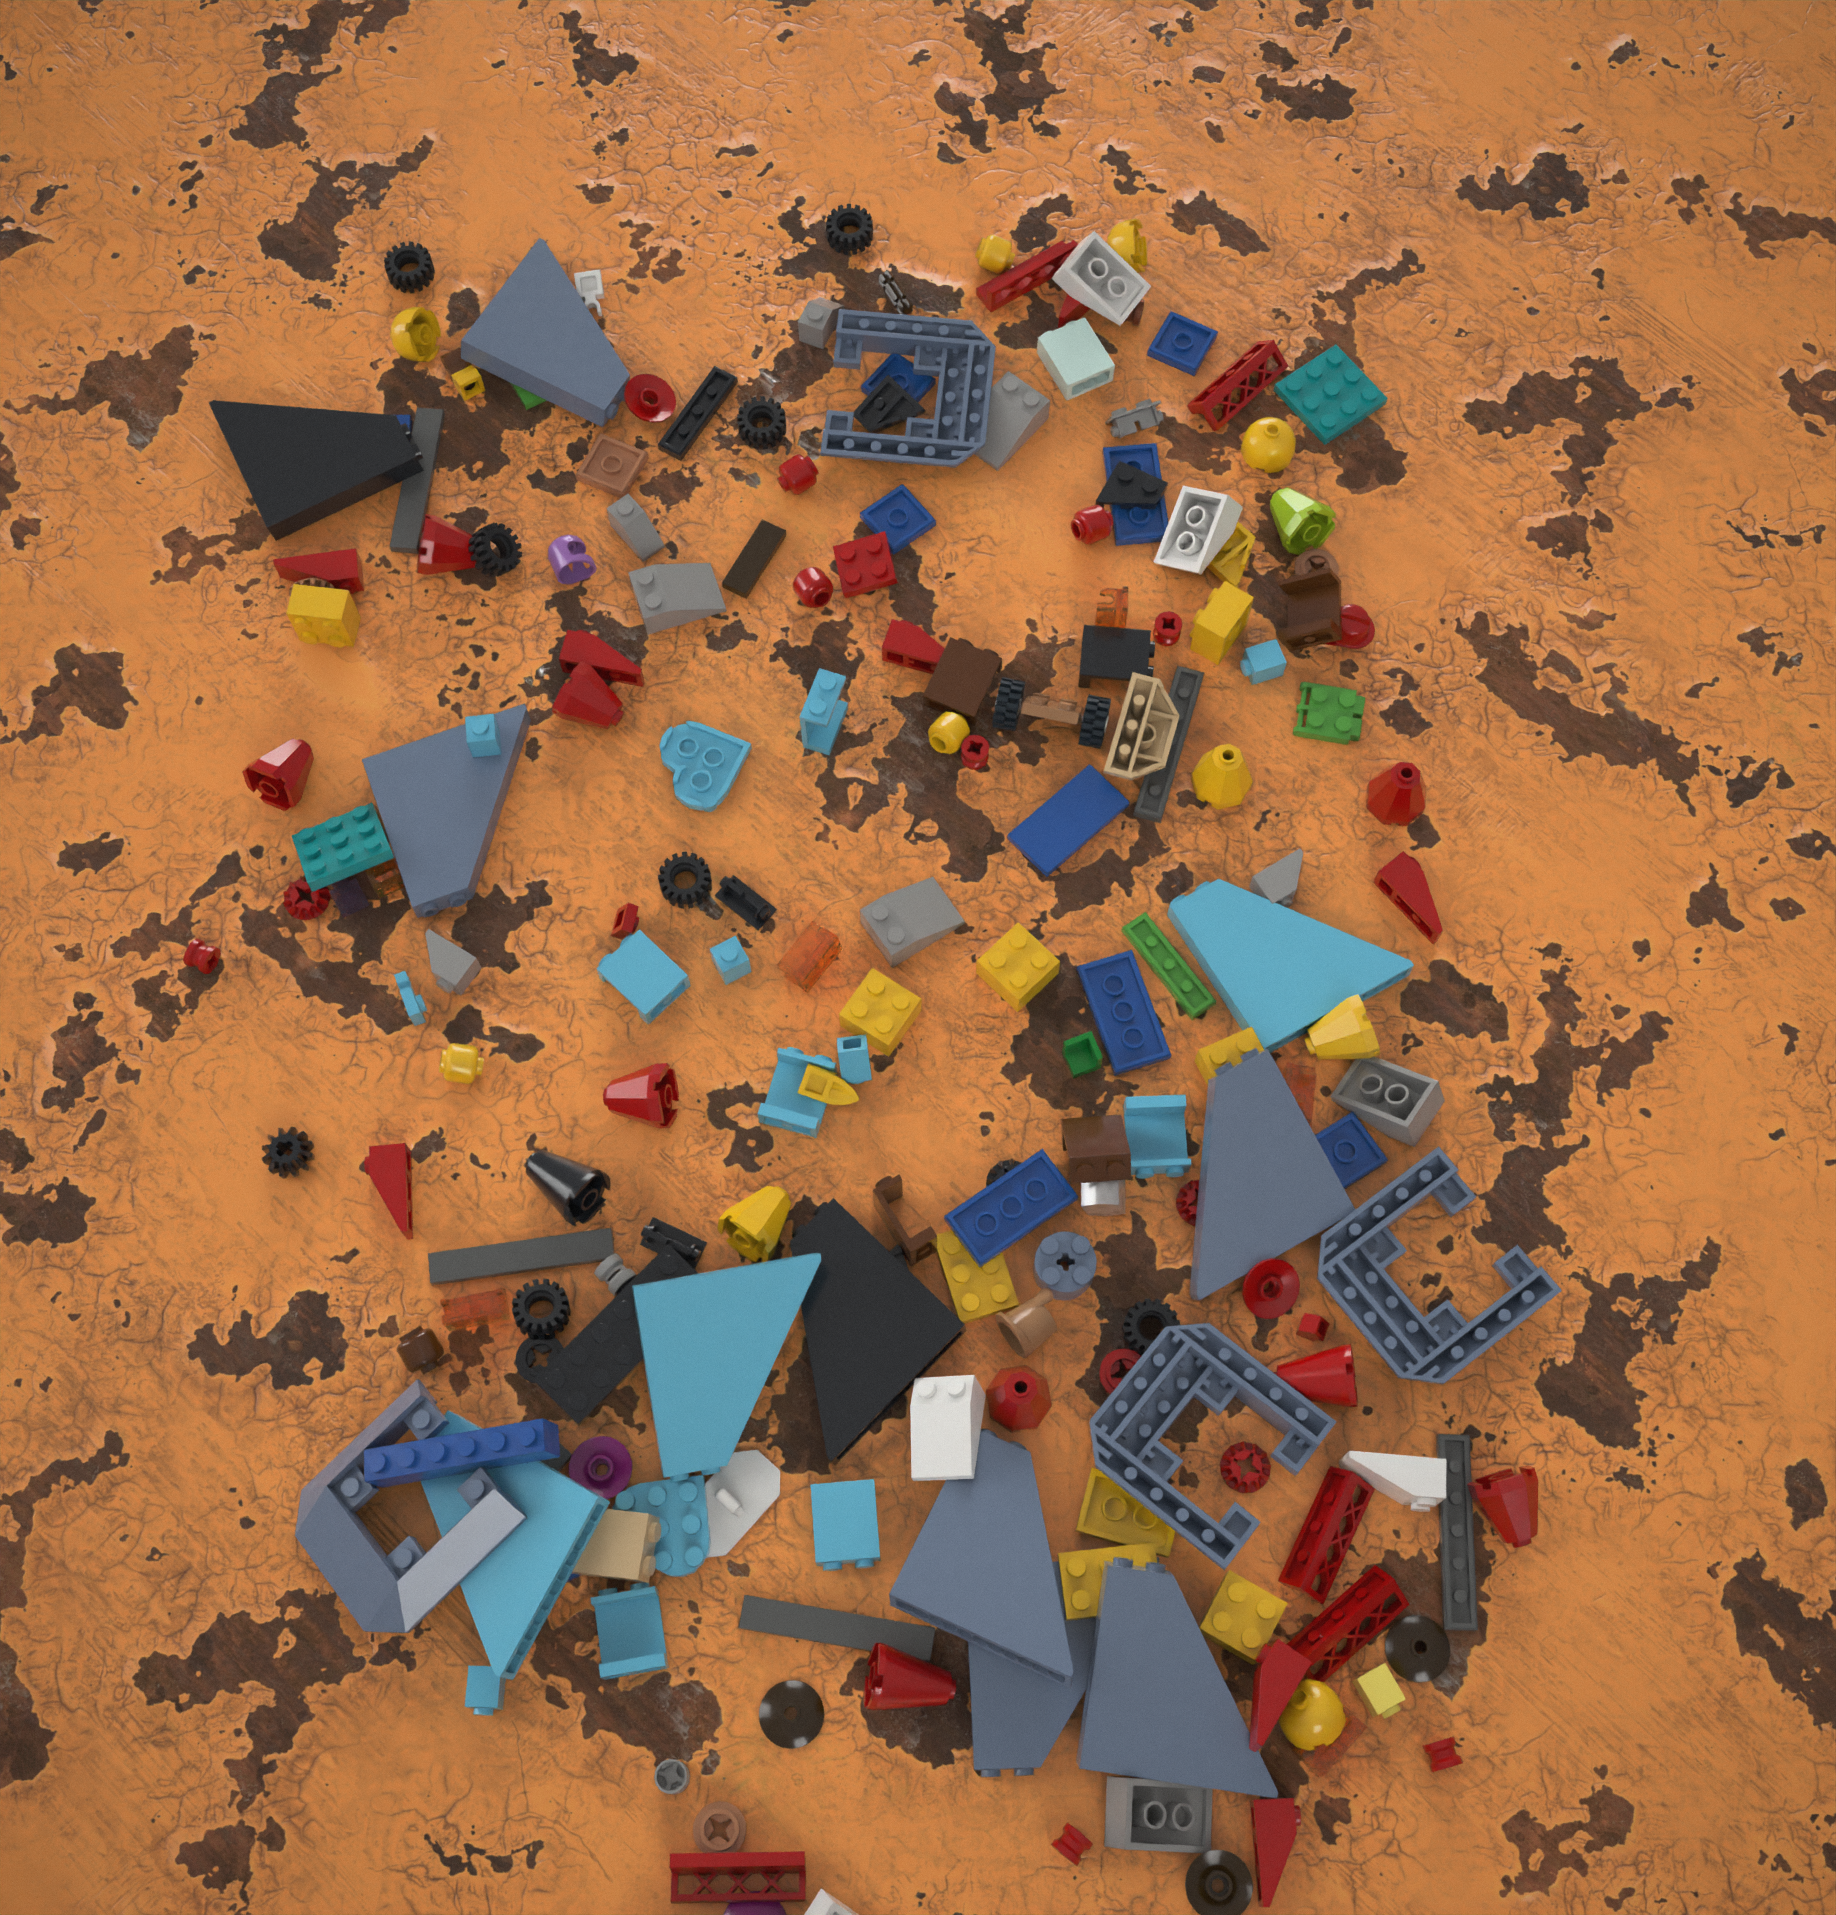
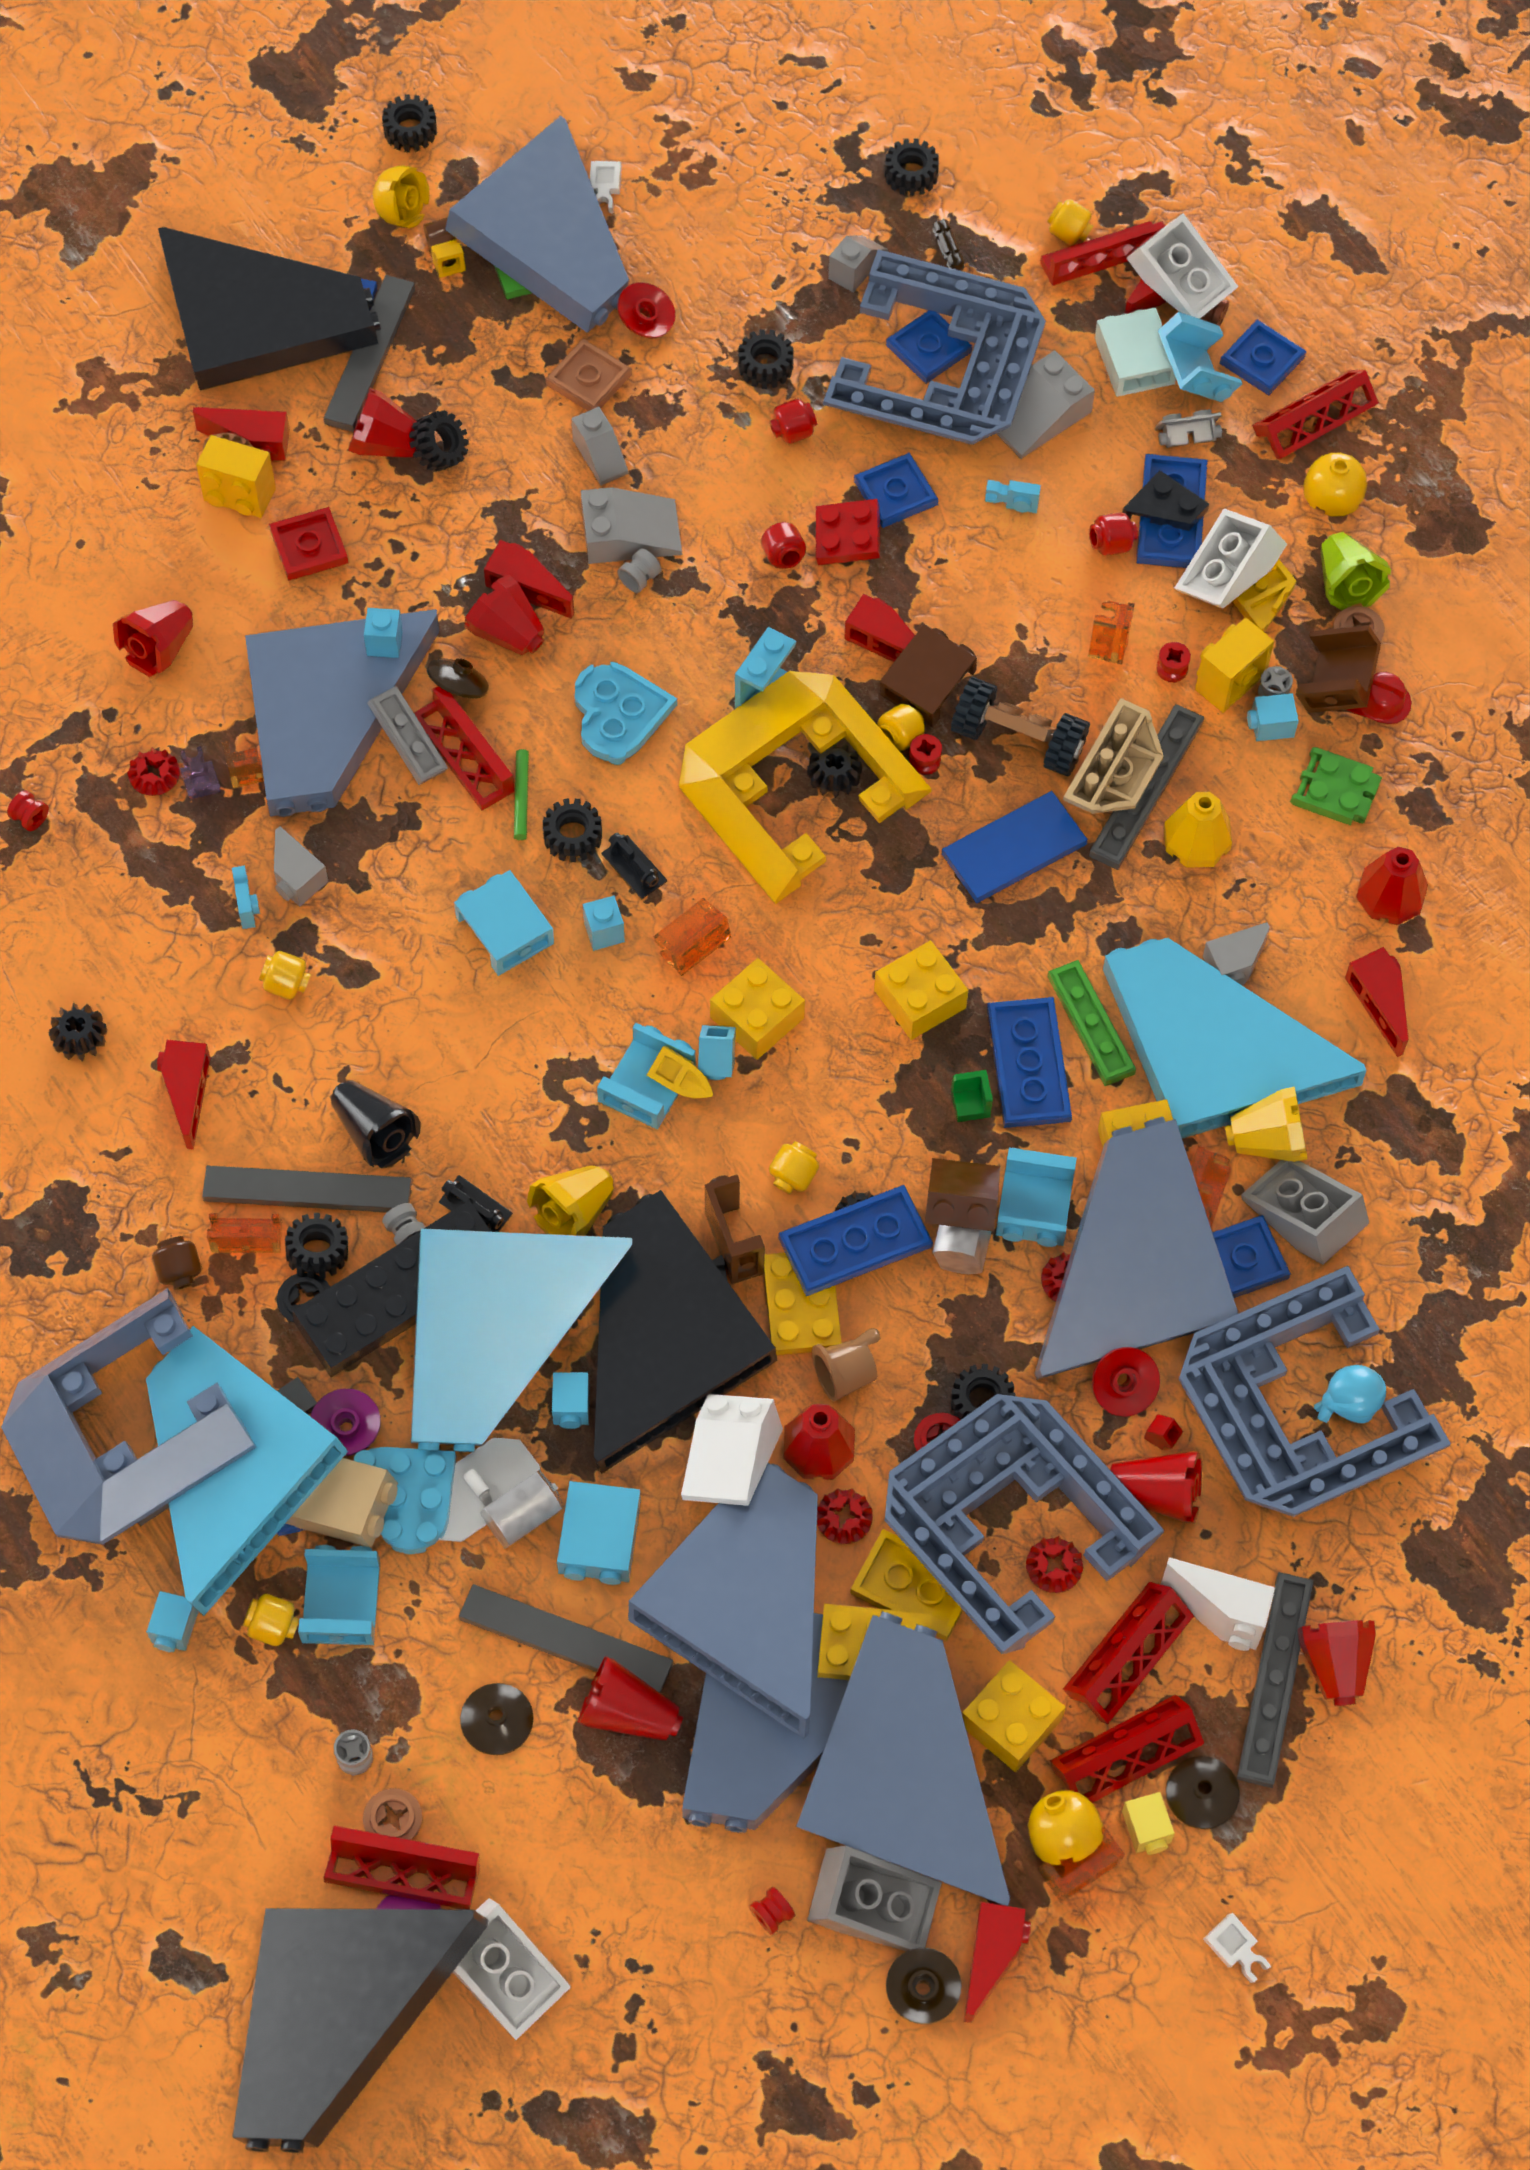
camera: 10 degrees right, 5 degrees down
(342, 846) = (204, 723): teal plate -> none
(400, 663) = (308, 543): none -> red plate
(461, 1453) = (198, 1365): blue brick -> none
(523, 822) = (407, 735): none -> light grey tile
(556, 761) = (458, 677): none -> dark brown dish
(569, 550) = (519, 455): medium lavender helmet -> none
(573, 1668) = (270, 1620): none -> yellow head
(579, 813) = (473, 741): none -> red fence
(625, 921) = (497, 860): red plate -> none
(633, 855) = (521, 794): none -> bright green bar
(645, 1096) = (478, 1046): red cone -> none
(693, 633) = (639, 570): none -> light grey wheel
(697, 413) = (696, 336): black tile -> none
(754, 559) = (725, 503): dark brown tile -> none
(774, 1517) = (522, 1509): none -> flat silver piece
(794, 1405) = (570, 1399): none -> medium azure brick
(807, 813) = (722, 783): none -> yellow slope
(887, 407) = (910, 366): black wing -> none
(900, 772) = (834, 770): none -> black gear
(910, 920) = (811, 918): light grey slope -> none
(943, 1151) = (794, 1167): none -> yellow head
(1003, 505) = (1016, 495): none -> medium azure plate
(1065, 1472) = (852, 1529): none -> red gear
(1079, 1256) = (901, 1294): sand blue brick -> none
(1114, 653) = (1105, 676): black panel -> none
(1117, 343) = (1186, 346): none -> medium azure panel
(1129, 244) = (1224, 237): yellow cylinder -> none
(1257, 626) = (1277, 678): none -> light grey wheel
(1273, 1686) = (1034, 1776): red slope -> none
(1330, 394) = (1420, 442): teal plate -> none
(1442, 1754) = (1203, 1903): red wheel -> none
(1467, 1260) = (1353, 1394): none -> medium azure hat
(1476, 1786) = (1233, 1943): none -> white plate

